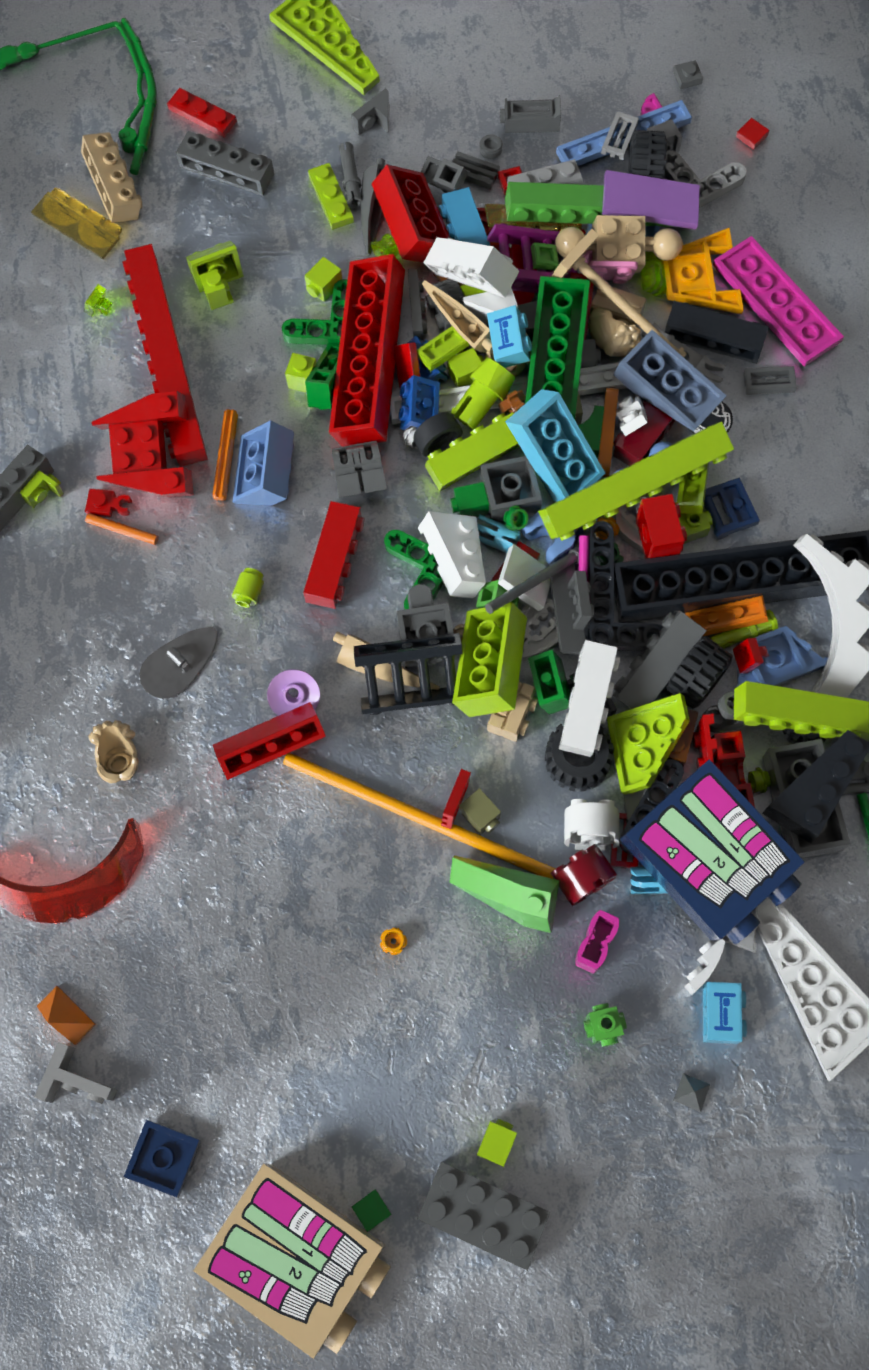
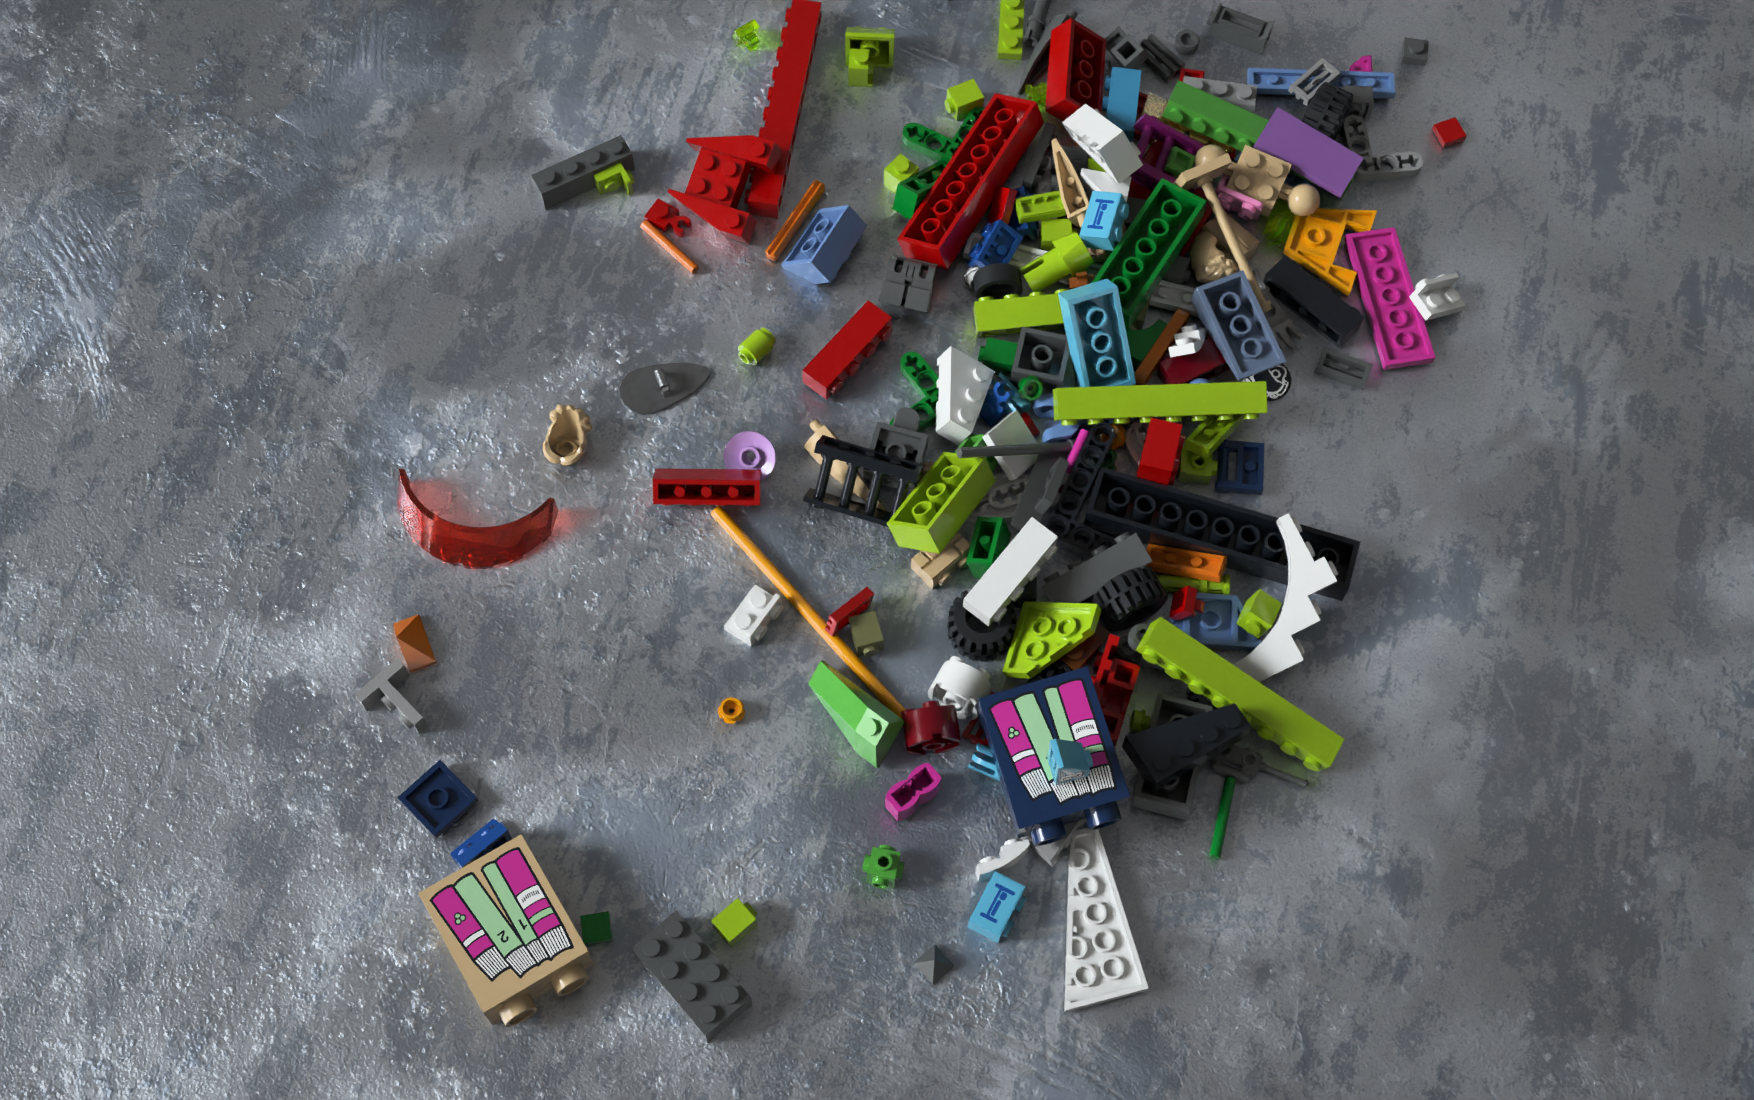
camera: 20 degrees right, 5 degrees down
(225, 1185) = (482, 842): none -> blue bracket
(368, 841) = (753, 615): none -> white bracket
(490, 547) = (994, 404): none -> blue plate
(741, 860) = (1068, 760): none -> medium azure slope
(815, 634) = (1259, 613): none -> lime brick
(818, 283) = (1437, 297): none -> white bracket

